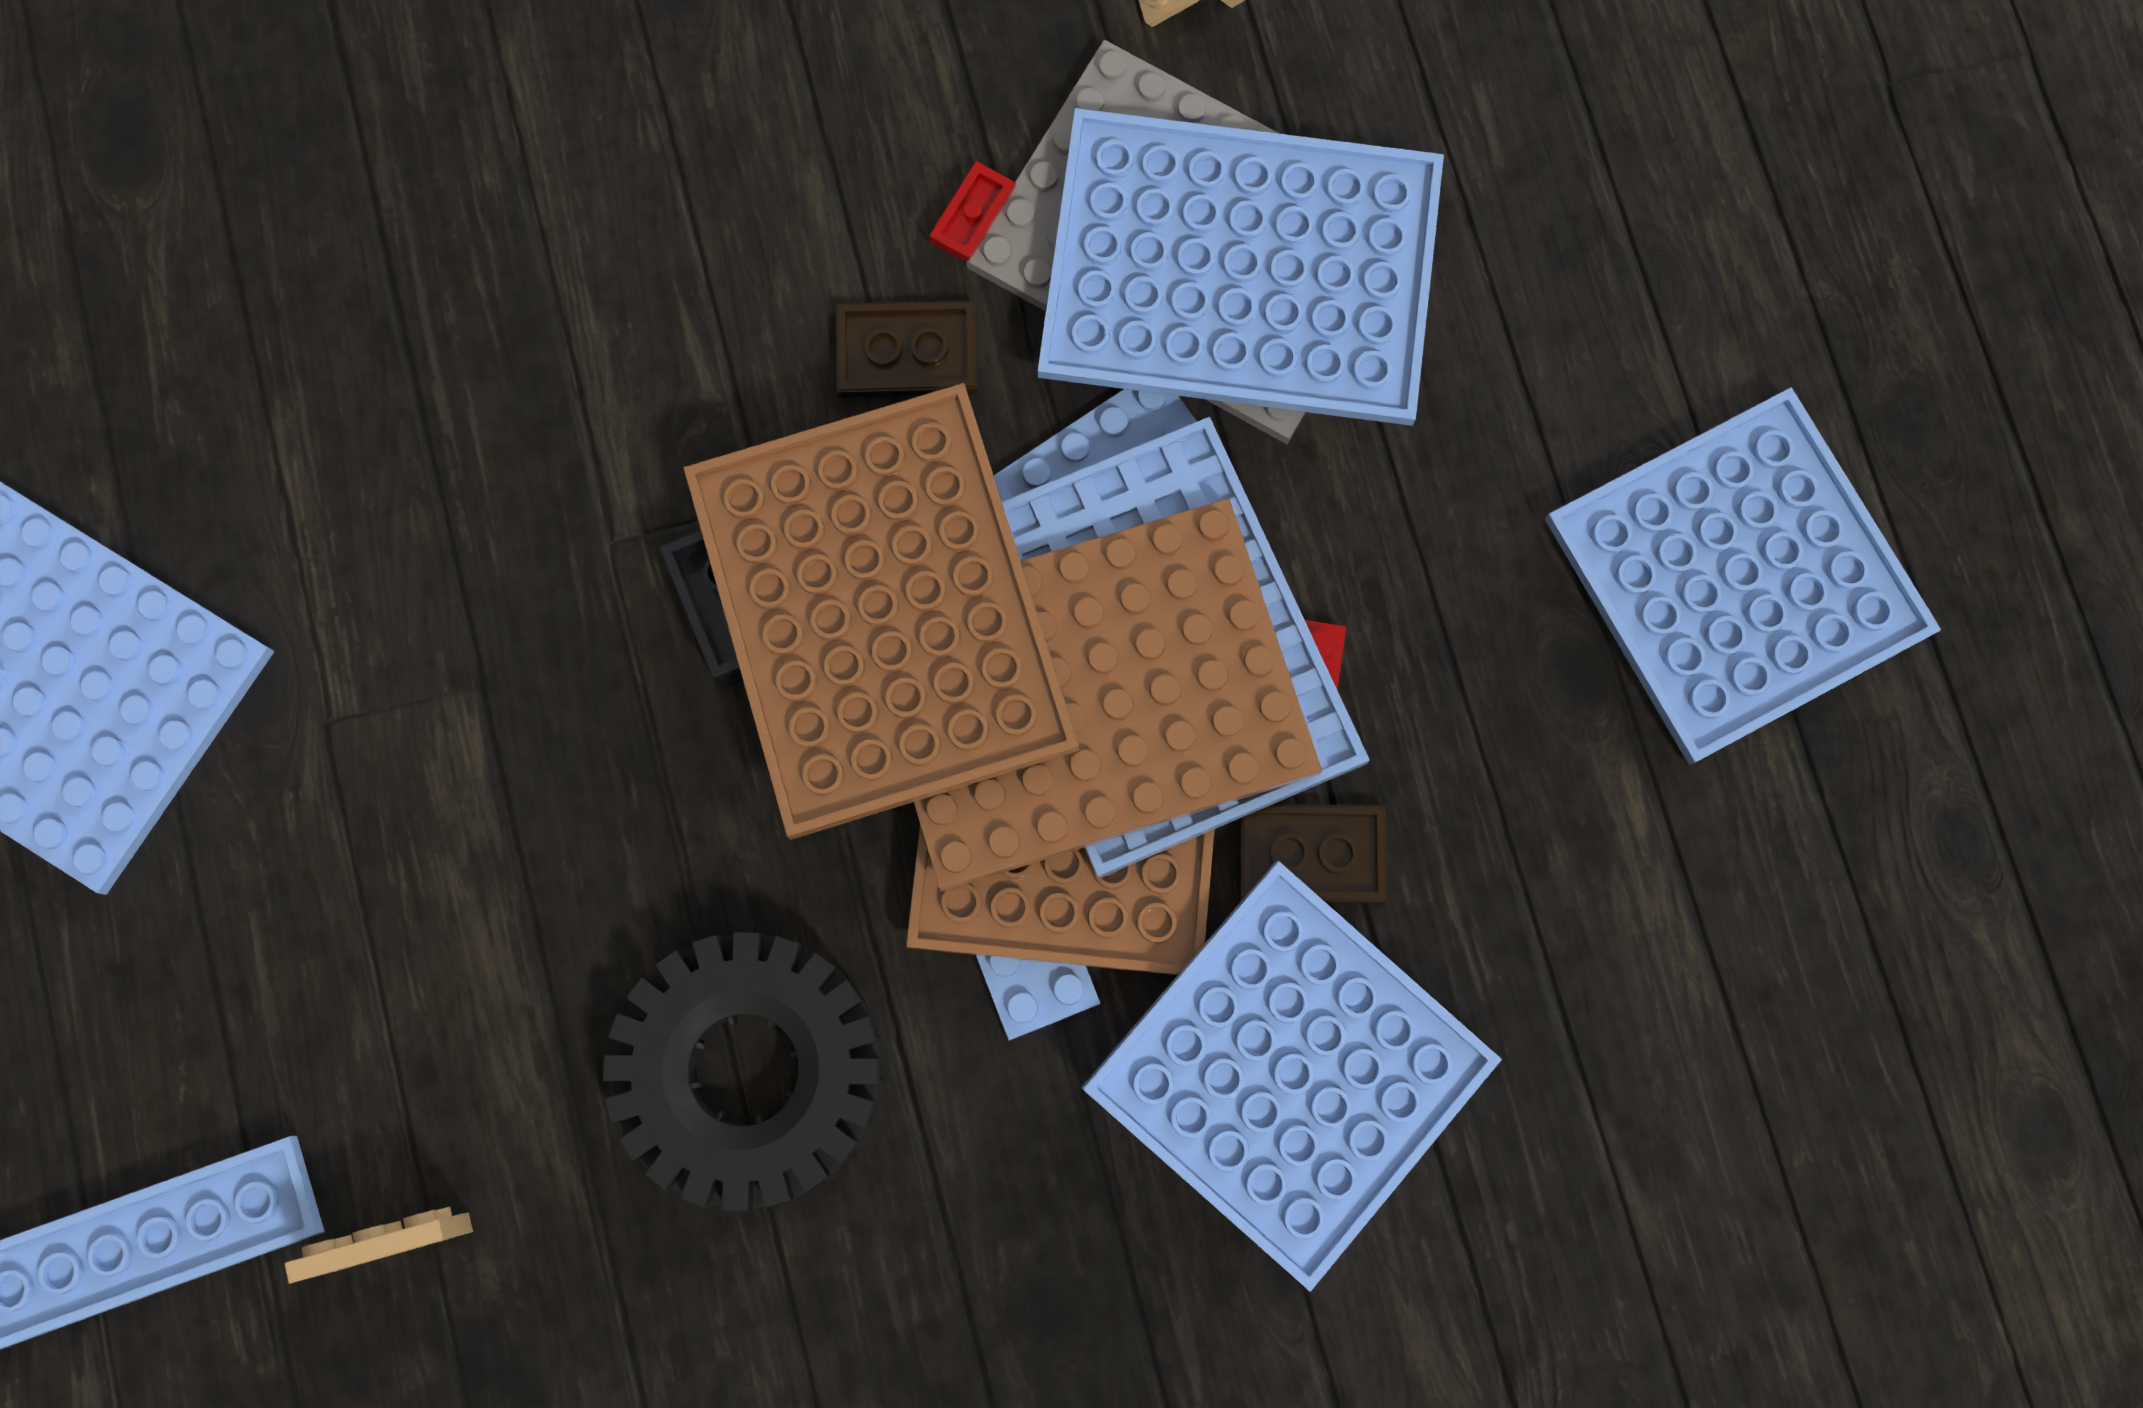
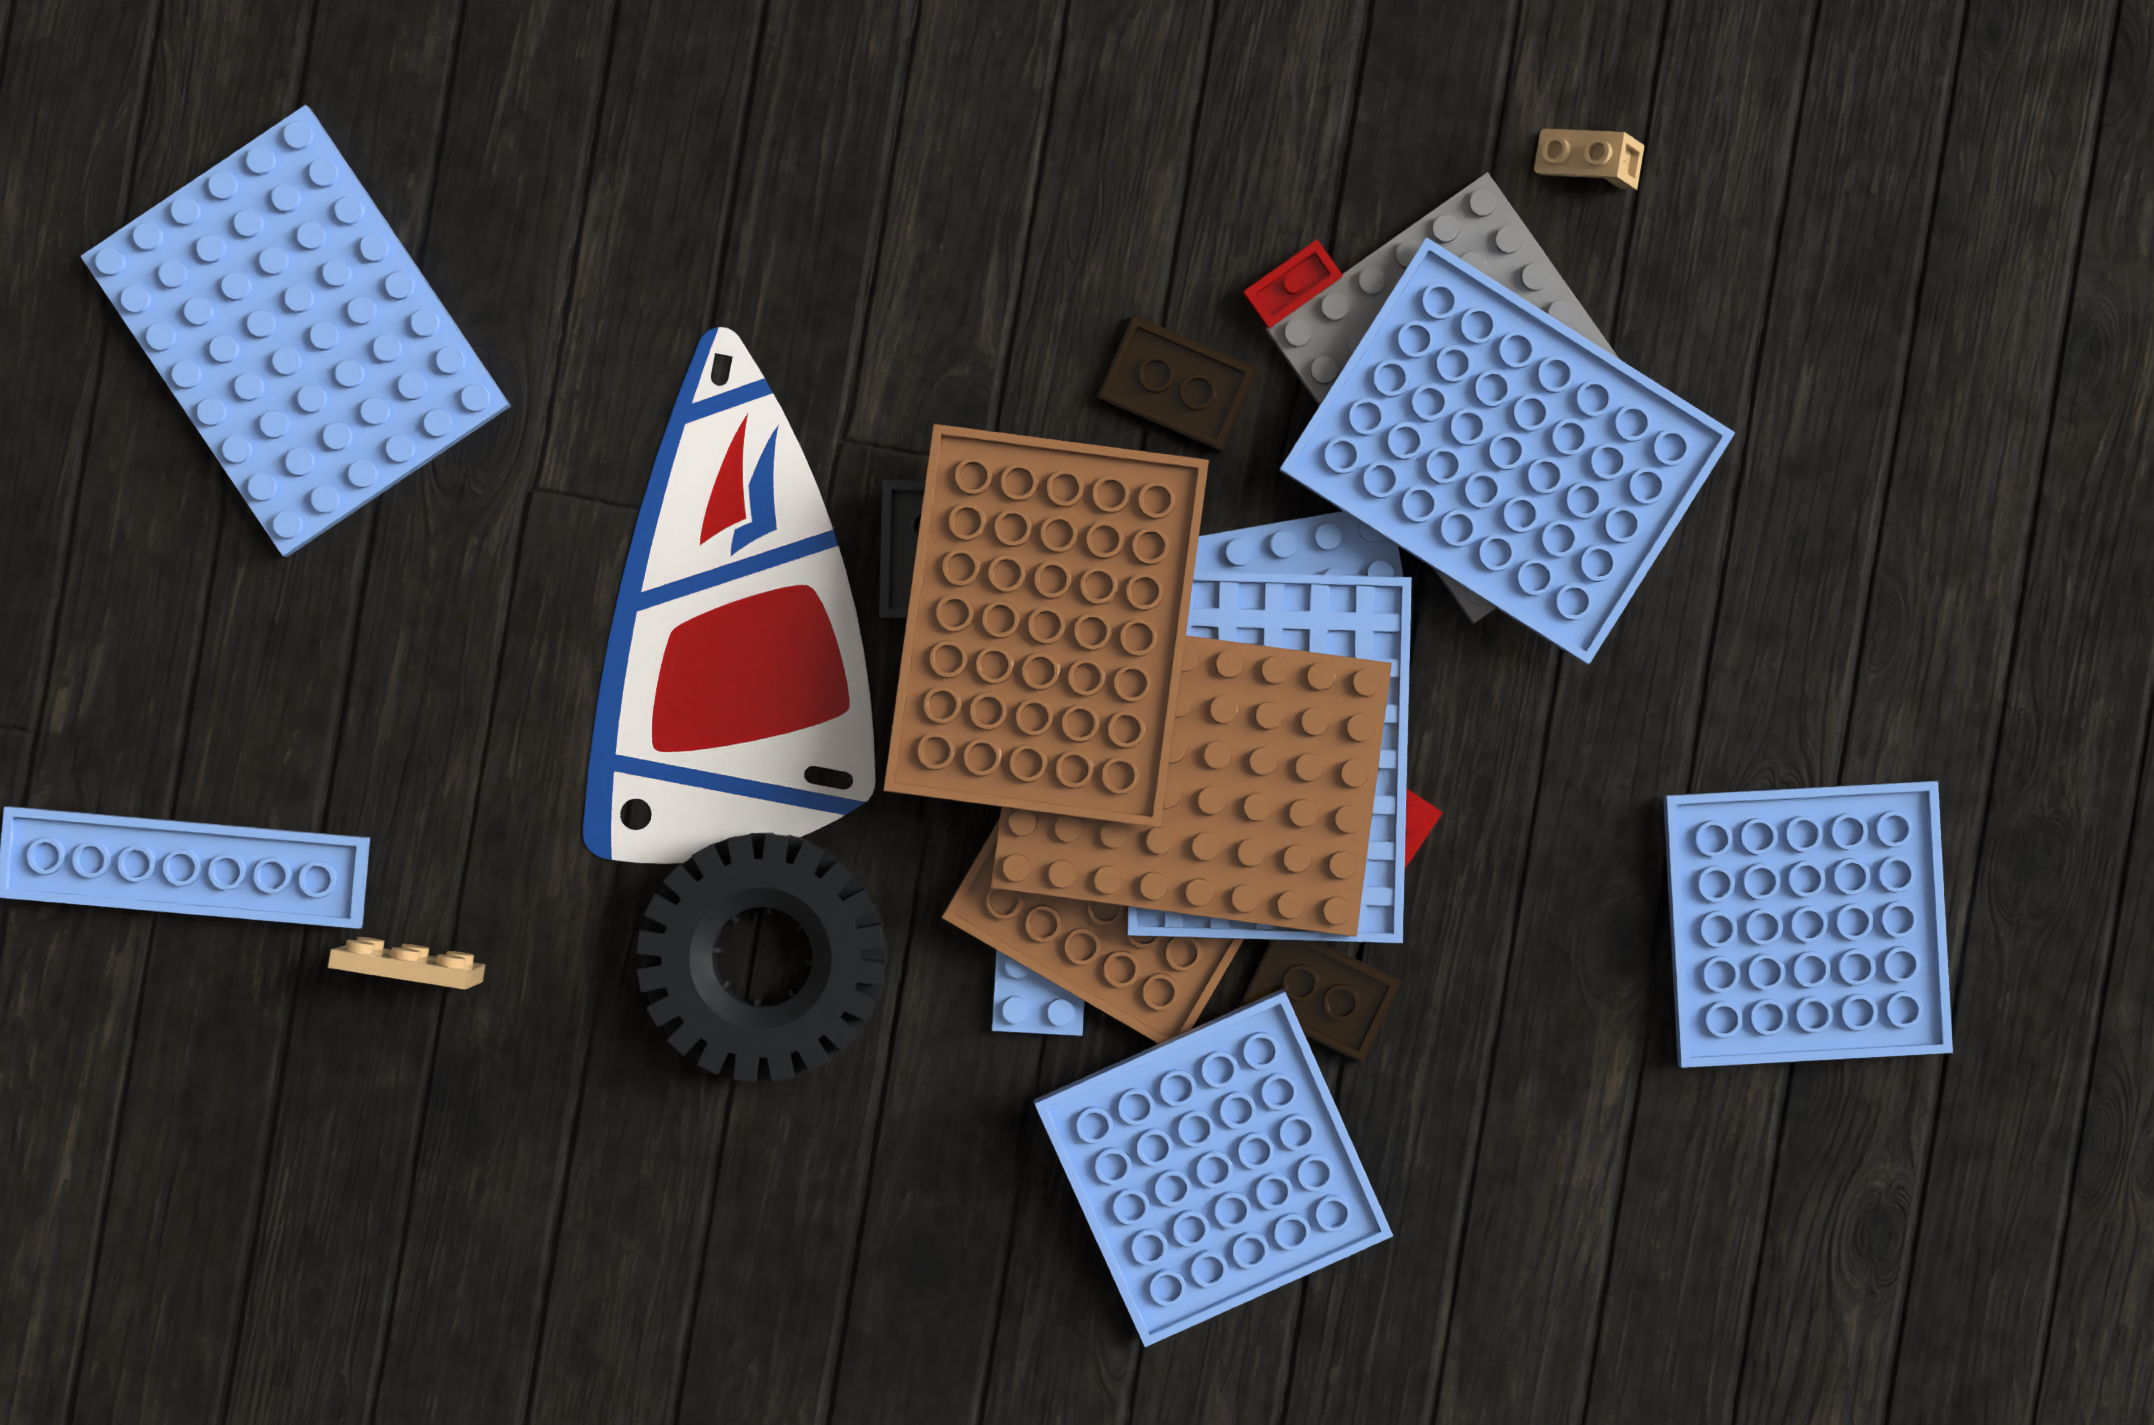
camera: 30 degrees right, 10 degrees up
(580, 780) = (728, 638): none -> piece

